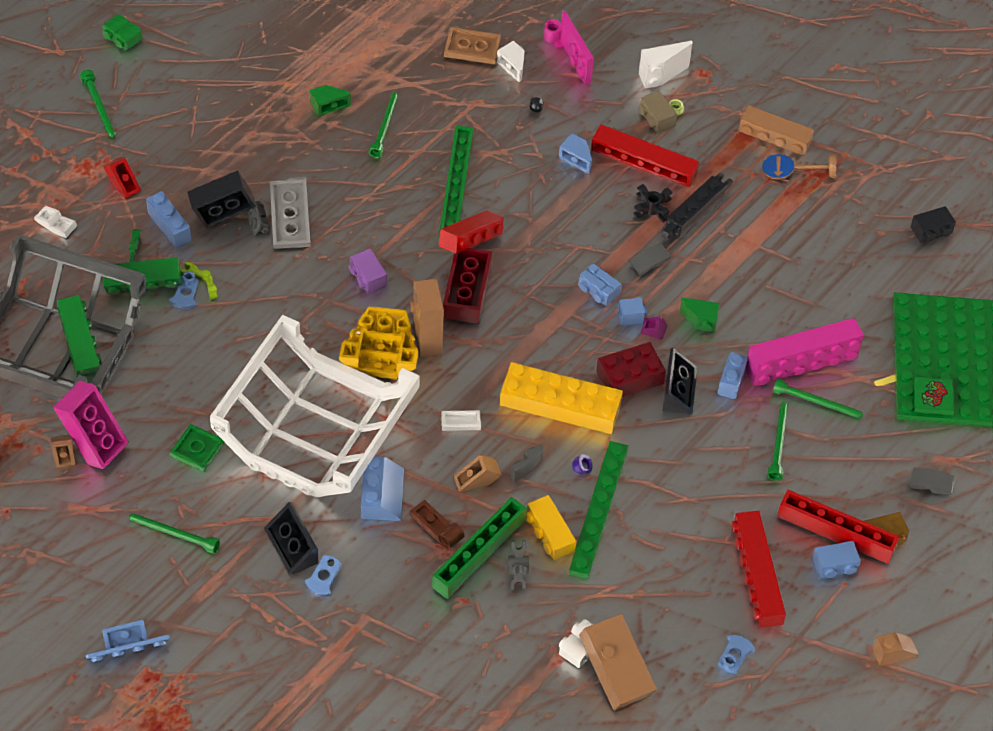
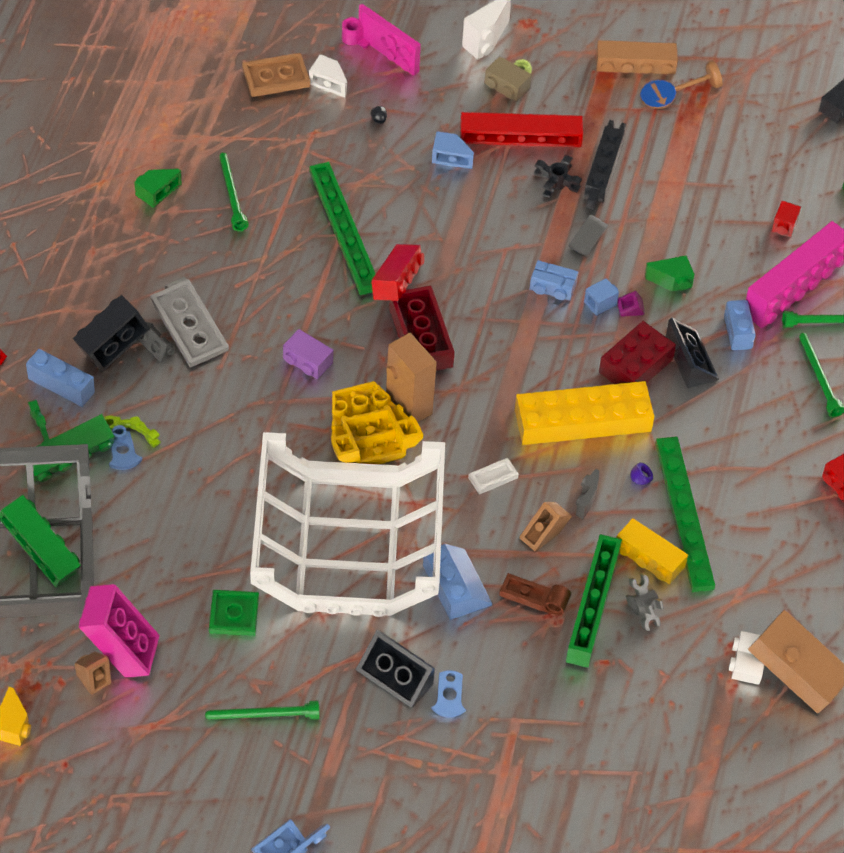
camera: 25 degrees left, 0 degrees up
(825, 304) = (786, 218): none -> red brick

